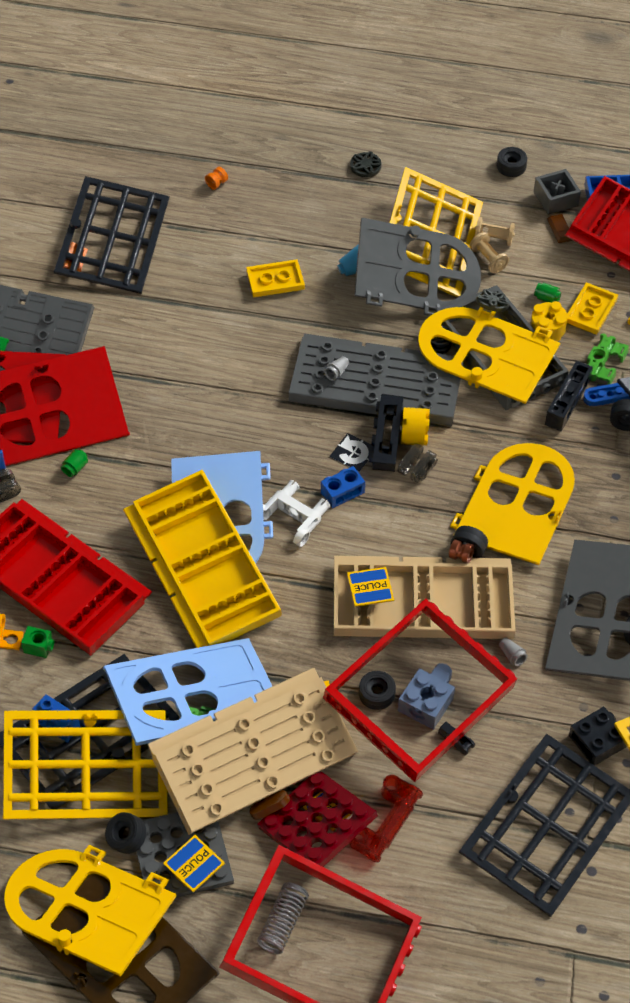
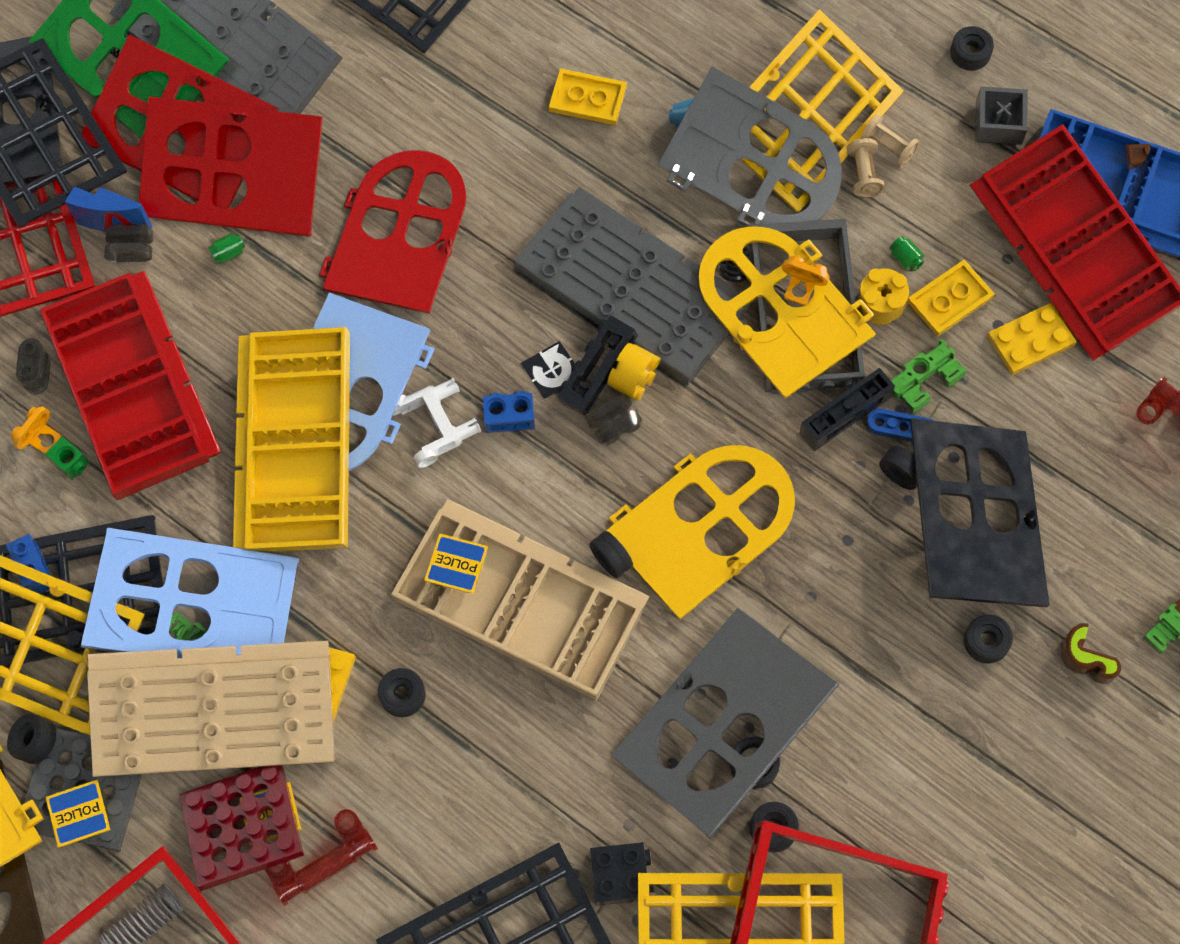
camera: 30 degrees right, 15 degrees up
(199, 430) = (389, 267): none -> red door
(269, 805) = (202, 780): reddish brown tile -> none
(336, 368) = (583, 254): light grey cone -> none
(375, 734) = (526, 703): red door -> none
(428, 695) = (452, 728): sand blue brick -> none
(446, 729) = (455, 792): black bar -> none
(461, 551) = (591, 563): copper wheel -> none
(491, 300) = (823, 241): pearl dark grey wheel -> none
(494, 322) = (805, 274): none -> light orange bracket
(513, 652) = (584, 718): light grey cone -> none
(559, 227) = (979, 163): reddish brown tile -> none

